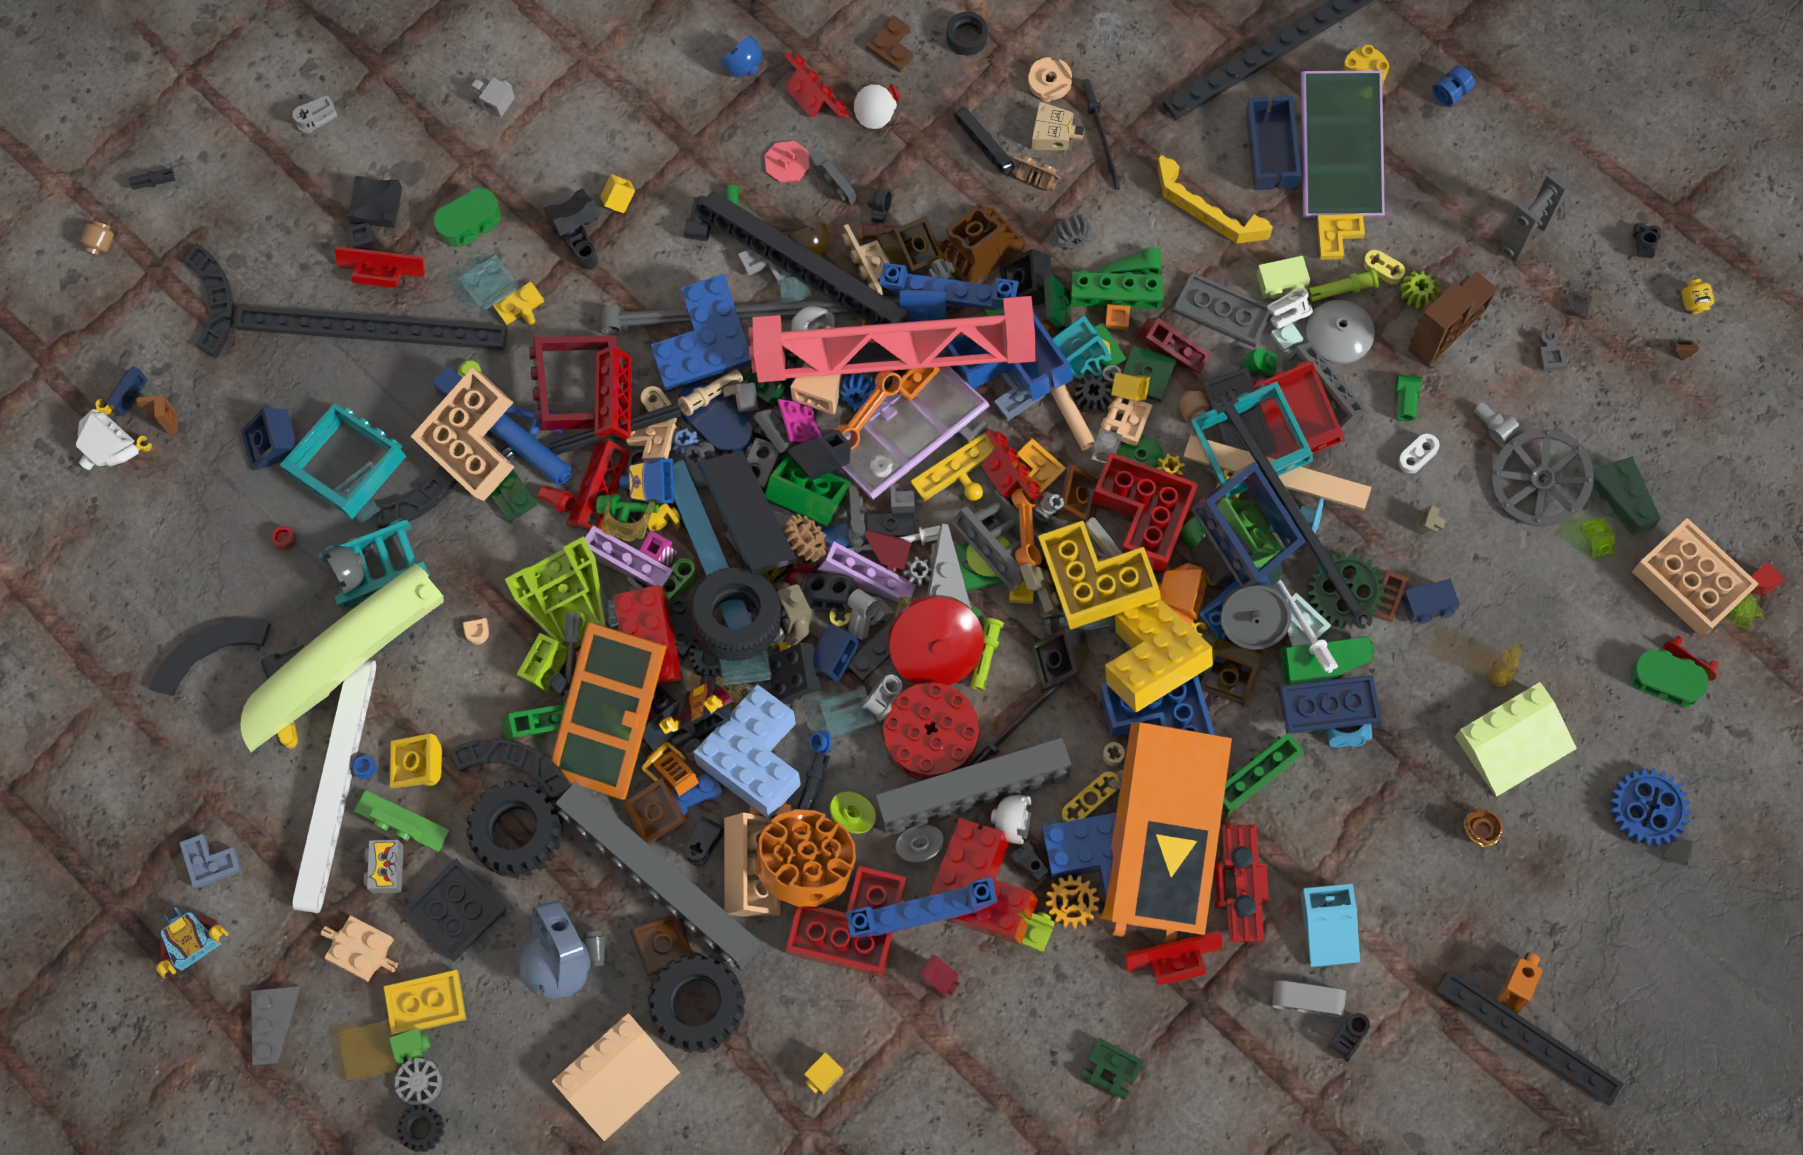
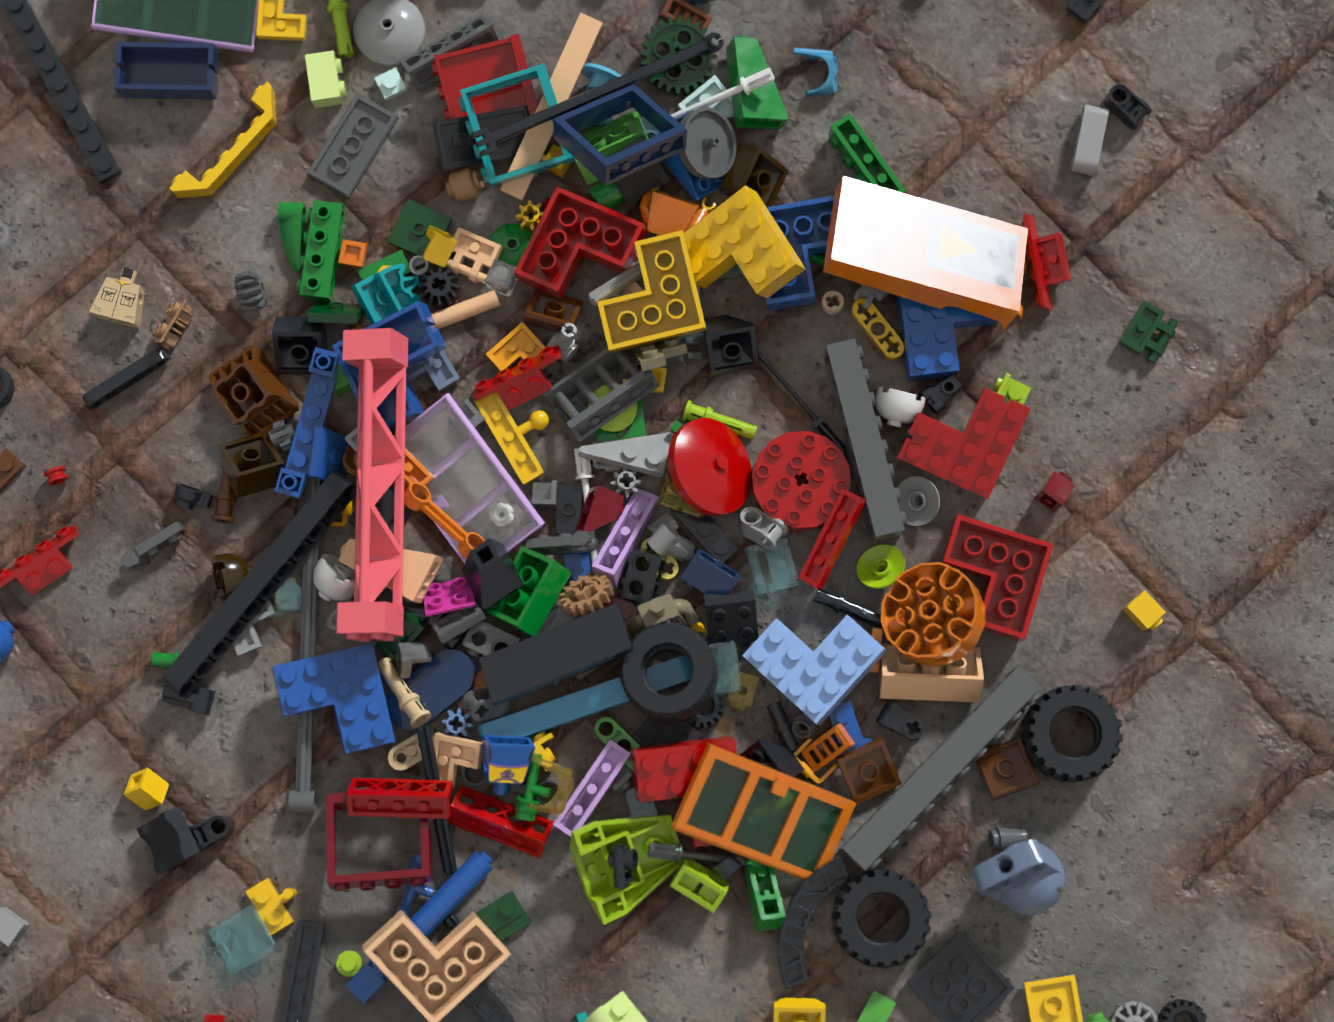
camera: 90 degrees left, 10 degrees up
(467, 217) = (159, 962): green brick -> none
(476, 630) = (653, 959): light nougat tile -> none
(557, 590) = (623, 862): none -> black plate
(558, 499) = (510, 867): red cone -> none
(616, 1077) = (1138, 820): light nougat slope -> none
(658, 548) = (581, 755): dark pink brick -> none
(703, 709) = (767, 713): torso -> none
(787, 161) = (124, 597): coral piece -> none
(821, 741) = (802, 595): blue plate -> none
(856, 390) = (418, 531): blue gear -> none
(869, 258) = (260, 510): tan bracket -> none
(874, 106) = (71, 494): white dish -> none
(874, 758) = (832, 538): none -> red fence
(923, 910) = (997, 496): blue slope -> none
(1028, 552) = (624, 364): orange piece -> none
(1049, 90) = (70, 306): light nougat plate -> none
(1064, 894) = (990, 362): light orange gear -> none
(1094, 108) = (99, 256): black sword -> none
(1173, 344) = (391, 199): dark red slope -> none
(1251, 883) = (997, 188): red piece -> none
(1260, 362) = (419, 114): green plate -> none
(1290, 308) = (362, 76): white piece -> none
(1329, 704) = (800, 84): dark blue tile -> none
(1330, 925) = (1018, 110): medium azure slope -> none

